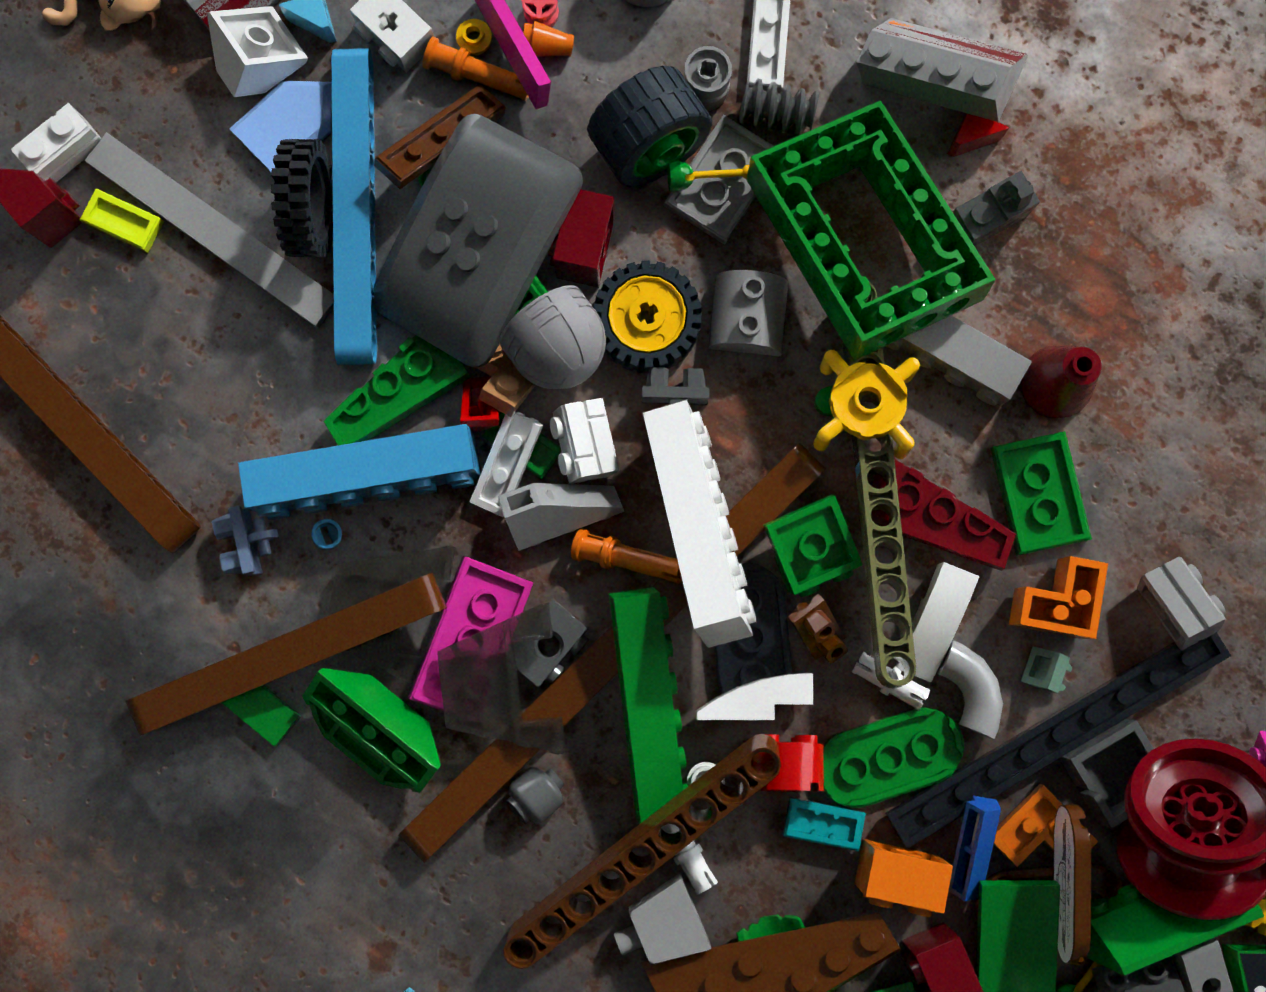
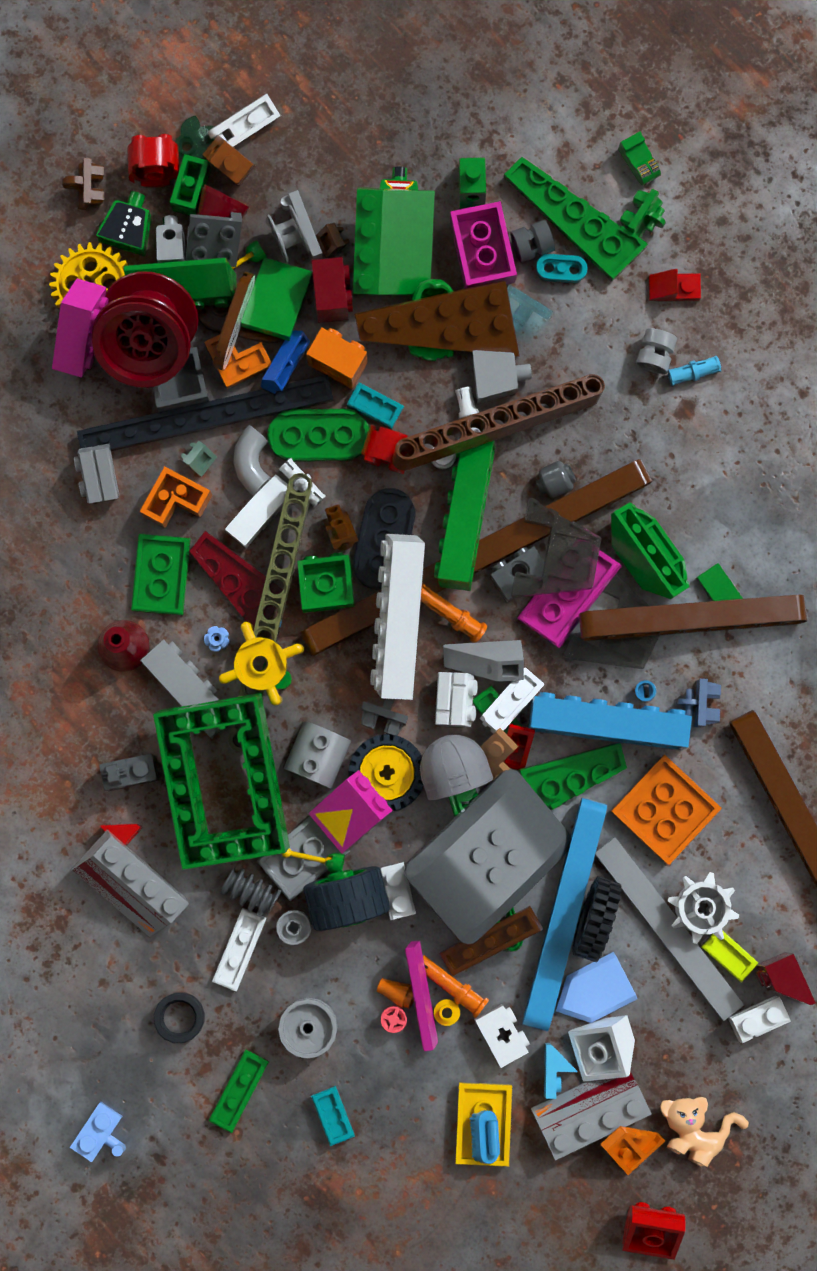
camera: 170 degrees left, 0 degrees up
(152, 251) = (718, 908): none -> white brick
(255, 382) = (666, 809): none -> orange plate
(577, 147) = (397, 891): none -> white brick
(584, 239) = (414, 834): dark red brick -> none
(679, 244) = (350, 811): none -> dark pink brick
(758, 698) = (394, 496): white slope -> none
(926, 431) = (223, 640): none -> light blue plate

